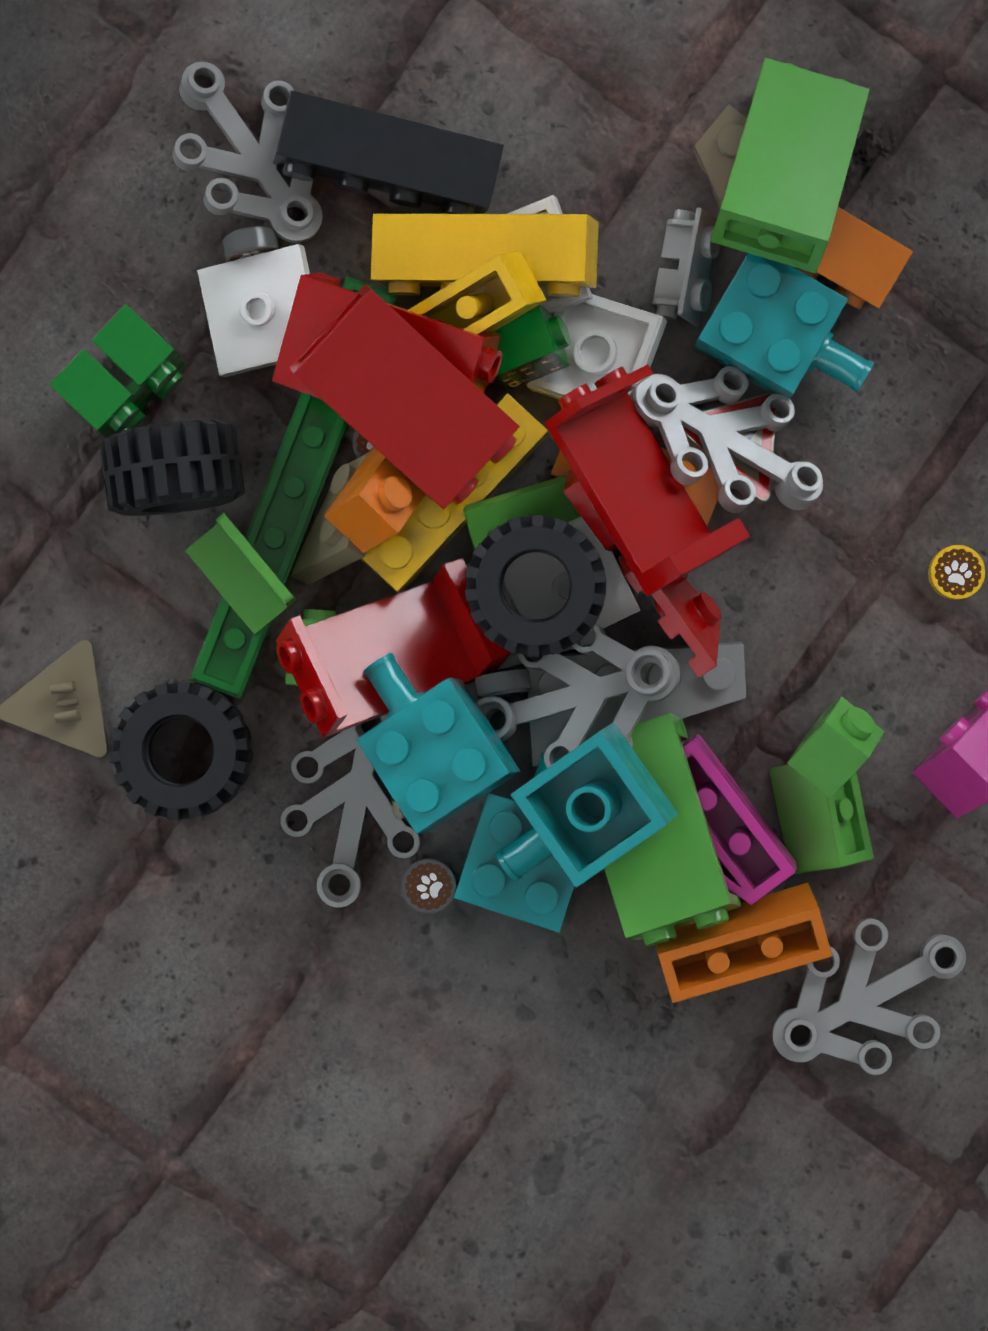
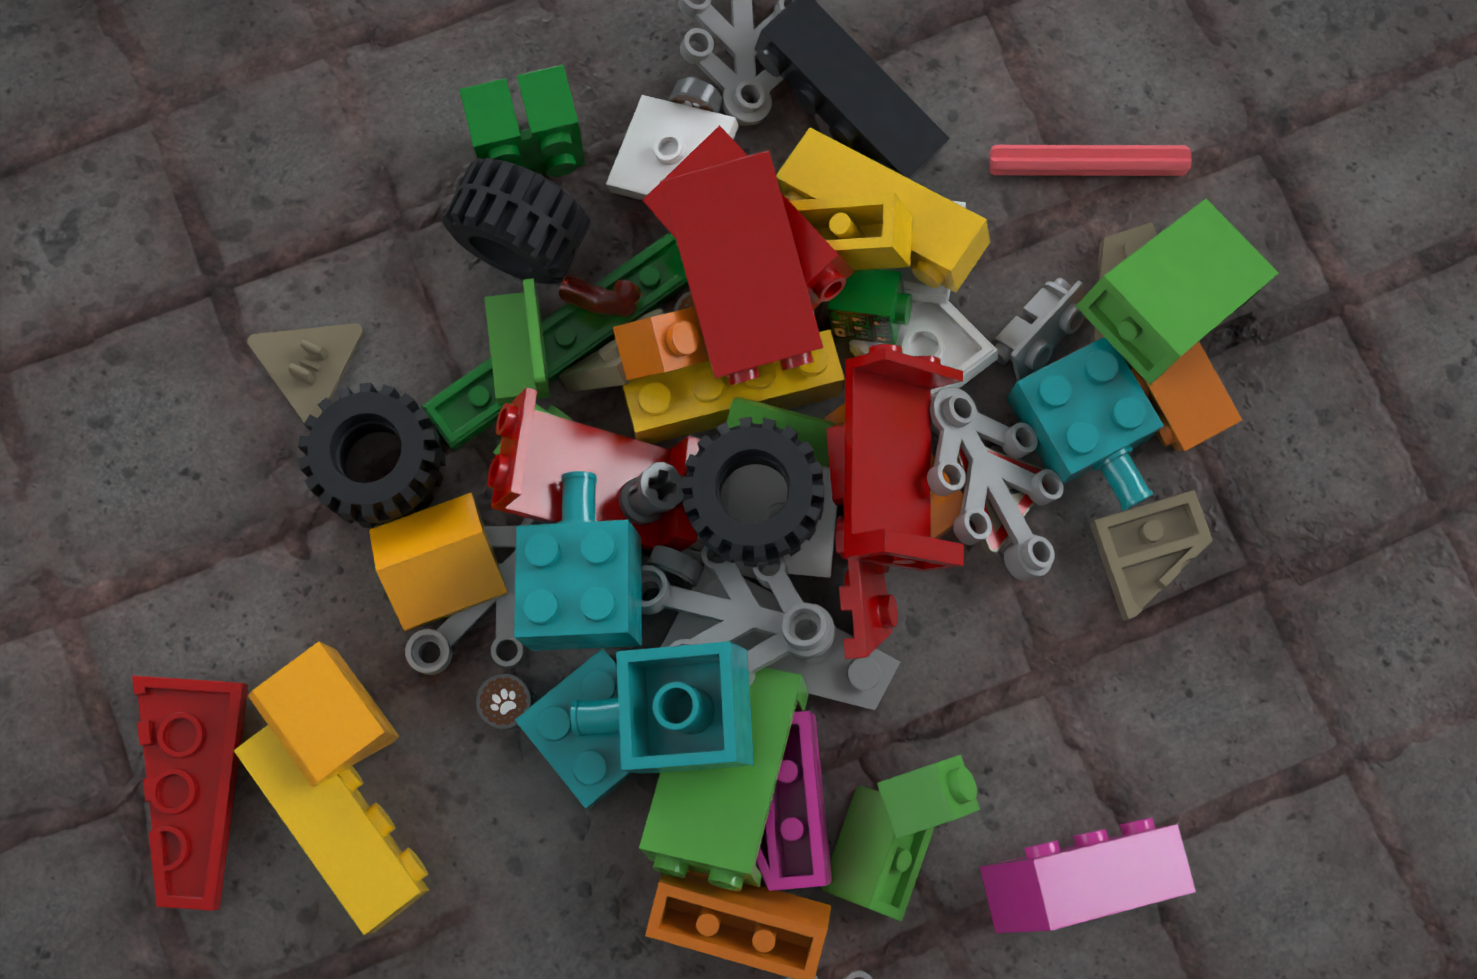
camera: 25 degrees right, 10 degrees down
(202, 1100) = (189, 782): none -> red wing
(285, 490) = (600, 300): none -> clear red arm
(290, 993) = (322, 714): none -> light orange slope
(296, 805) = (436, 562): none -> light orange slope
(352, 1071) = (339, 834): none -> yellow brick
(448, 641) = (652, 494): none -> dark grey bush
(638, 77) = (1090, 160): none -> coral axle
(897, 409) = (1149, 547): none -> dark tan wing
(956, 572) = (1120, 716): tile -> none

